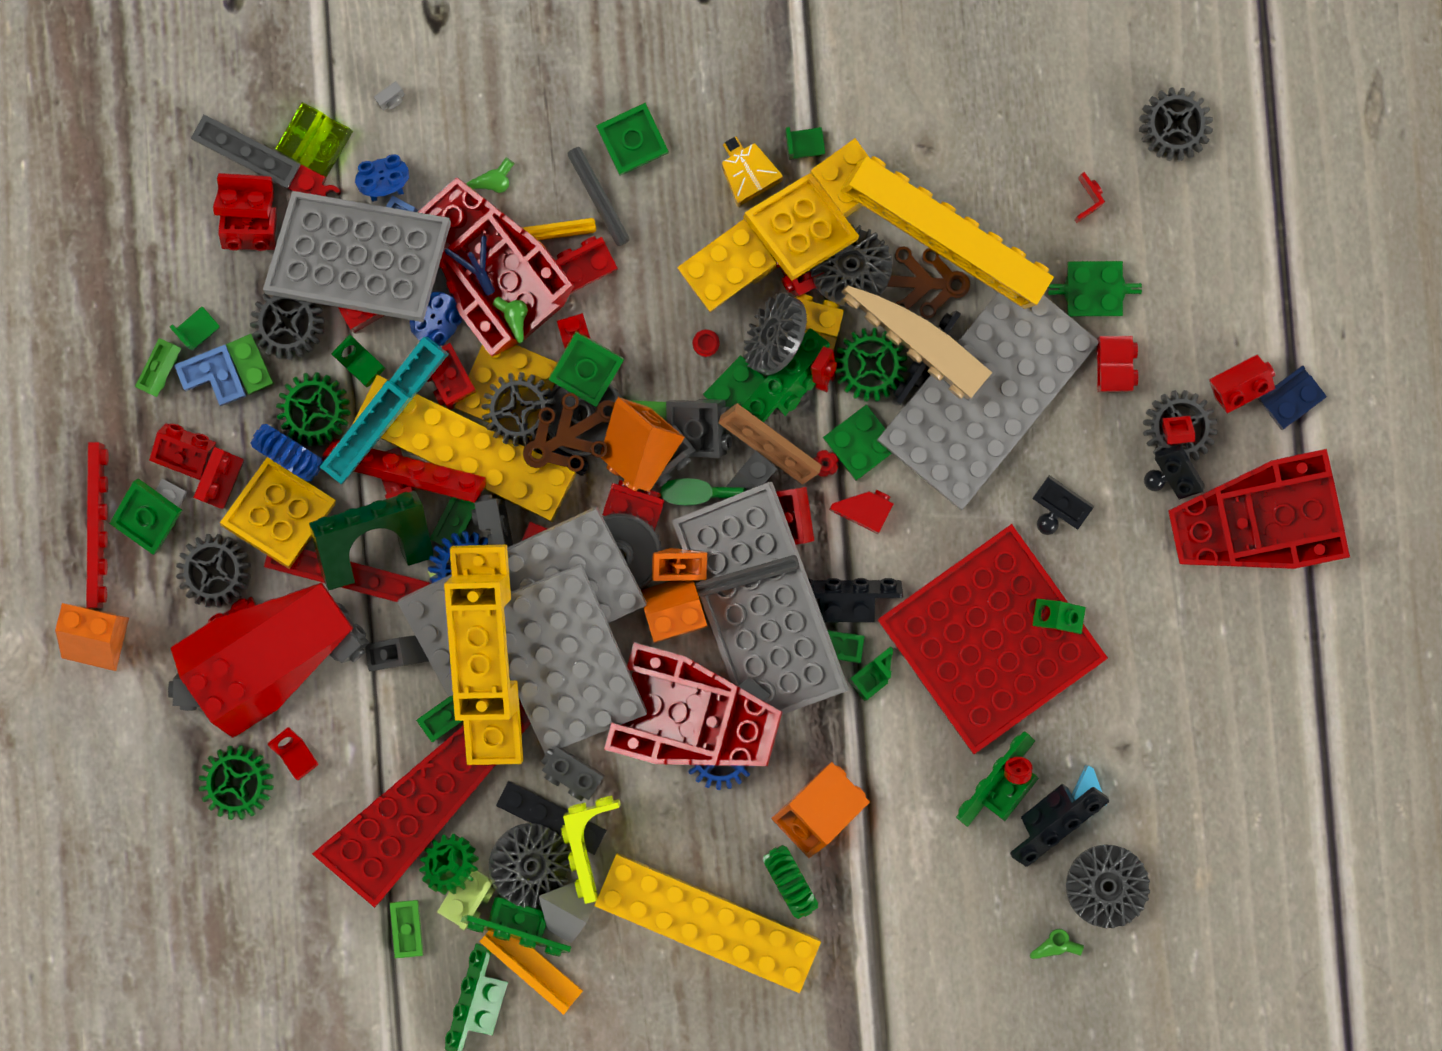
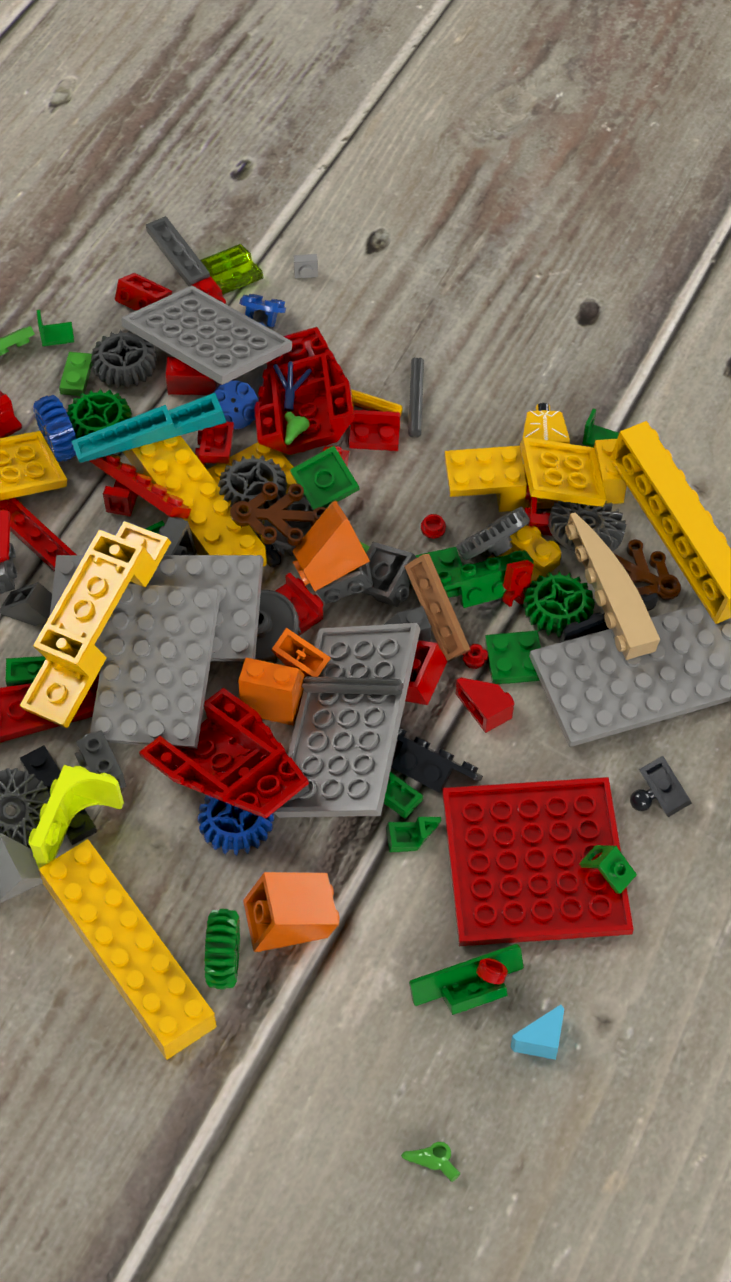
camera: 30 degrees right, 30 degrees down
(213, 367) = (47, 361): medium blue plate -> none
(243, 196) = (156, 270): red bracket -> none
(337, 533) = (43, 481): dark green arch -> none
(359, 362) = (150, 405): green bracket -> none
(494, 179) = (346, 350): bright green animal -> none
(632, 139) = (467, 373): green plate -> none
(695, 491) = (347, 615): green piece -> none
(1055, 819) = (501, 1037): black bracket -> none
(1086, 883) = (520, 1105): dark grey wheel -> none

